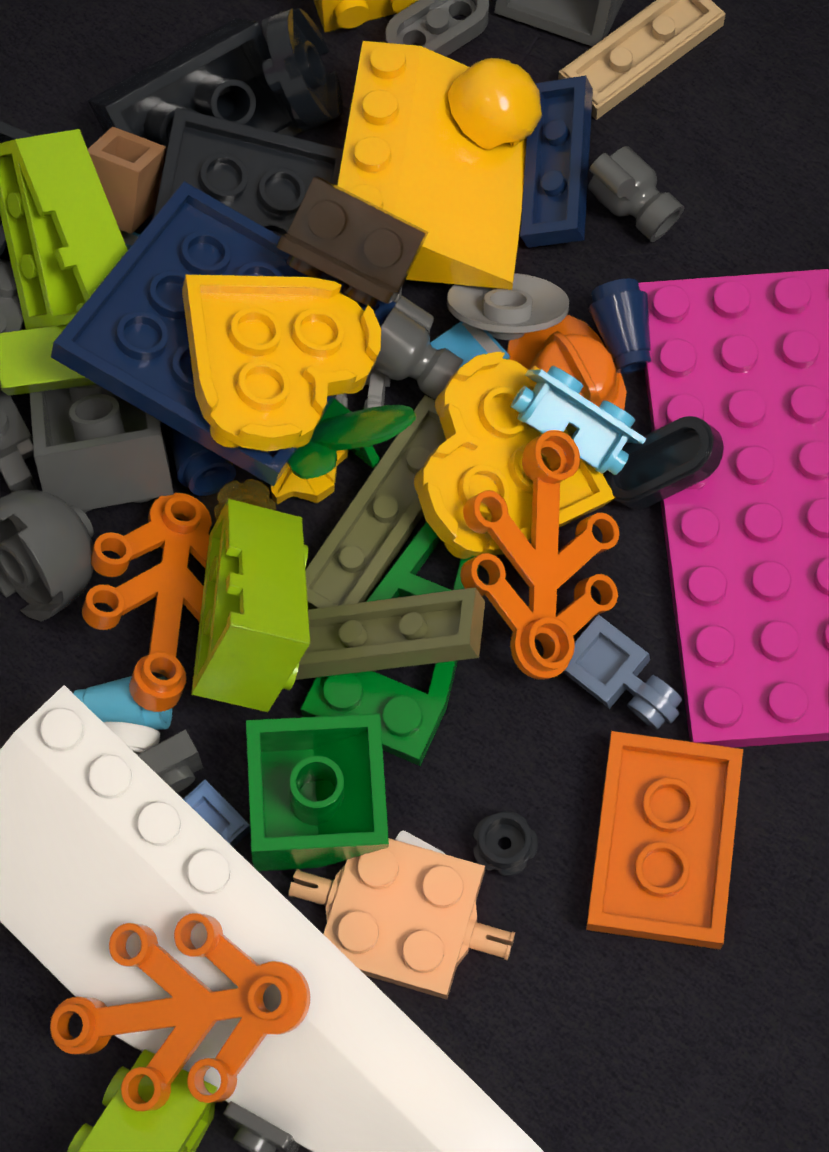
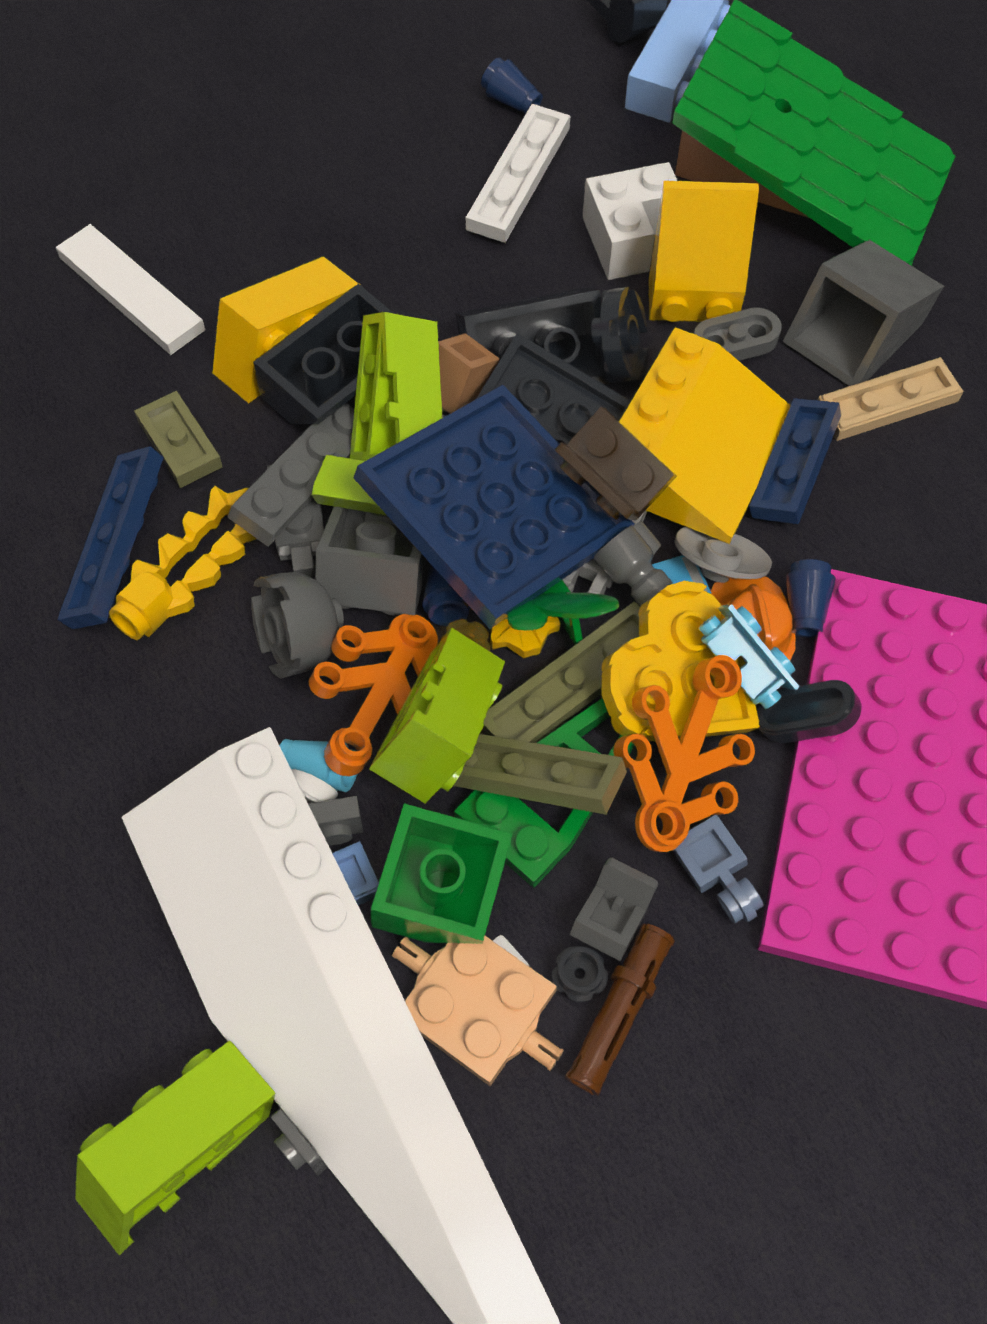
camera: 15 degrees right, 5 degrees down
(190, 1010) = (273, 1022): orange plant -> none
(273, 353) = (523, 527): yellow plate -> none
(495, 103) = (762, 401): yellow hair -> none
(520, 758) = (614, 908): none -> dark grey bracket
(566, 840) = (612, 1024): none -> reddish brown pin
(628, 188) = (846, 496): dark grey piece -> none
(665, 840) = (713, 1017): orange plate -> none

